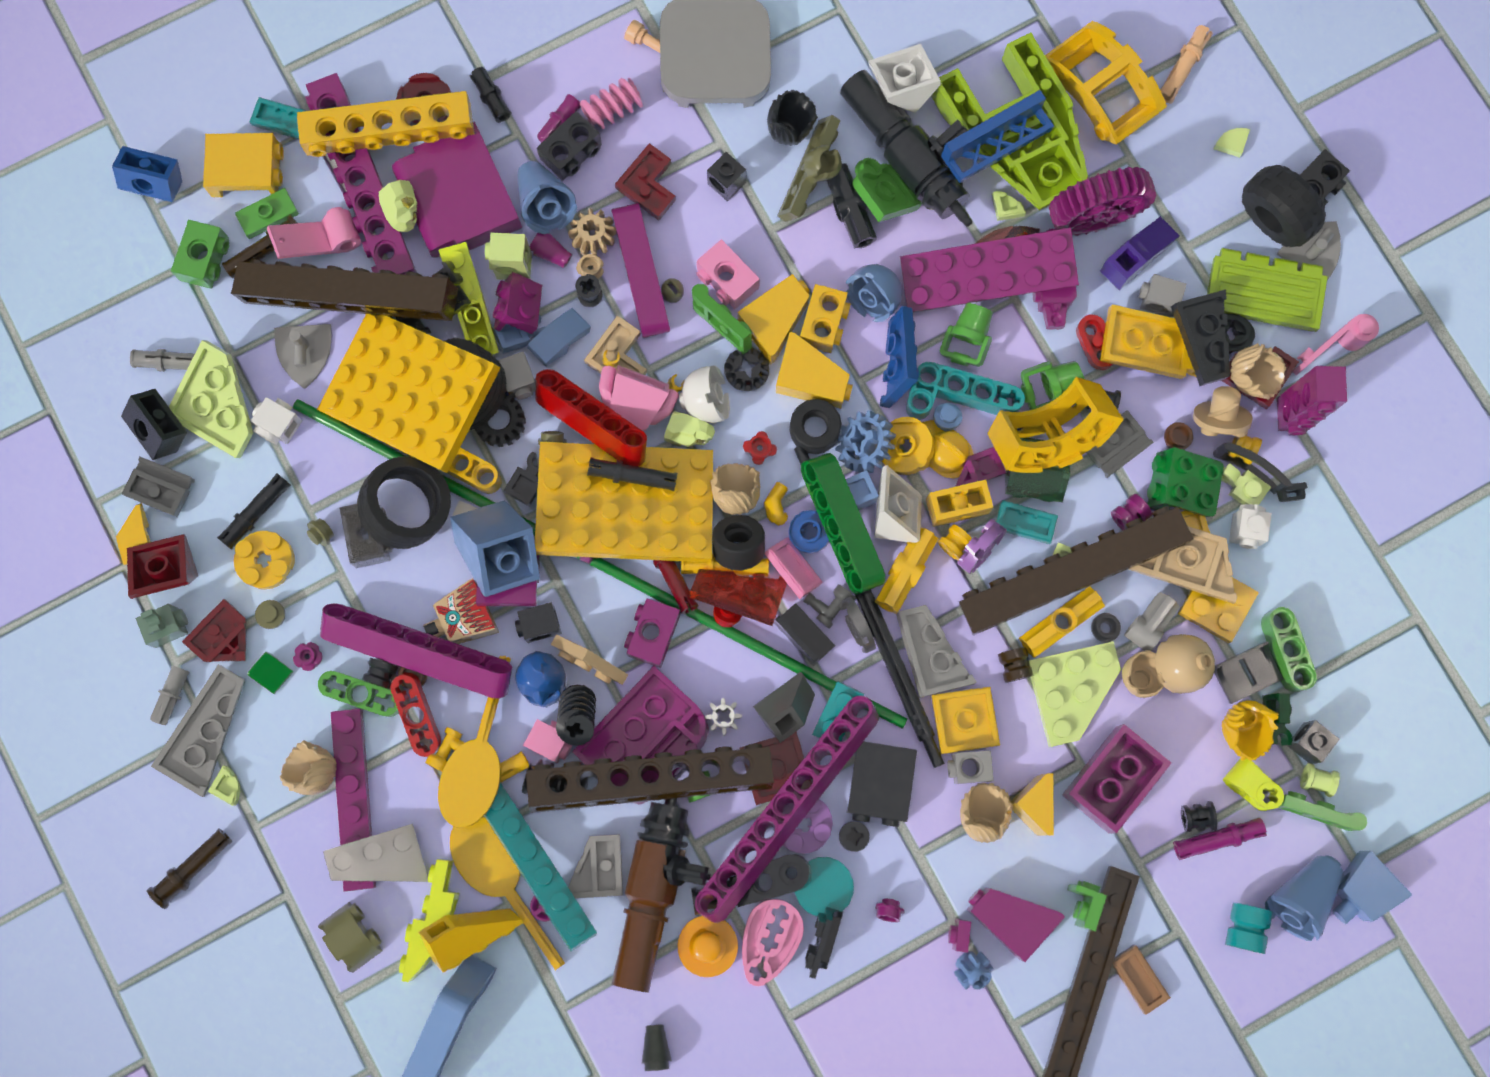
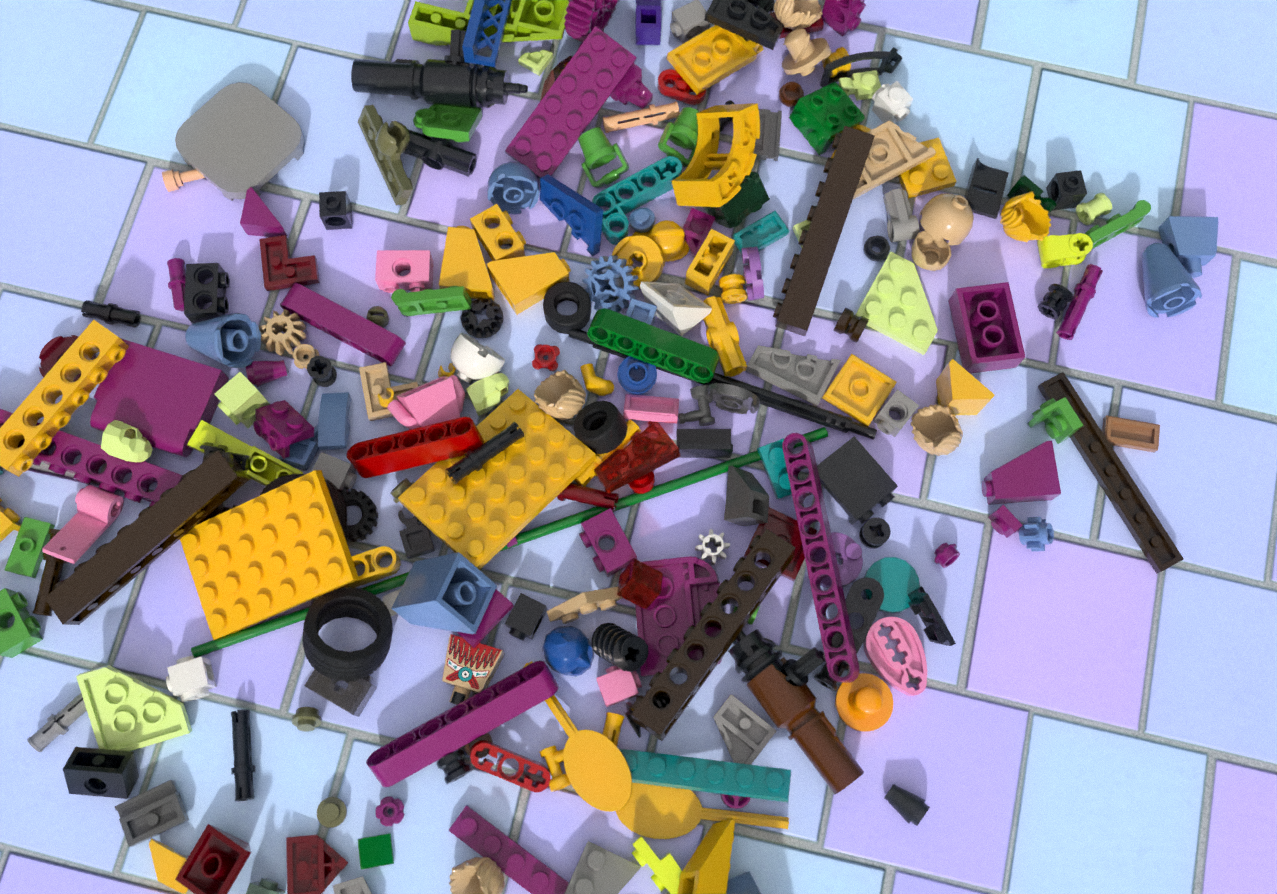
camera: 50 degrees left, 5 degrees down
(248, 551) = (290, 797): yellow plate -> none
(303, 351) = (159, 612): light grey shield -> none
(343, 680) = (432, 800): bright green beam -> none
(611, 103) = (204, 236): bright pink piece -> none
(640, 686) = (640, 584): none -> clear red panel
(666, 125) = (258, 219): none -> magenta slope
(791, 117) = (339, 133): black hair -> none
(906, 77) = (388, 37): white slope -> none
(1037, 334) = (670, 111): none -> light nougat pin
(1075, 611) = (848, 257): yellow piece -> none
(1133, 509) = (815, 162): magenta wheel -> none
(1249, 928) = (1155, 334): teal wheel -> none
(1292, 635) = (984, 142): bright green beam -> none

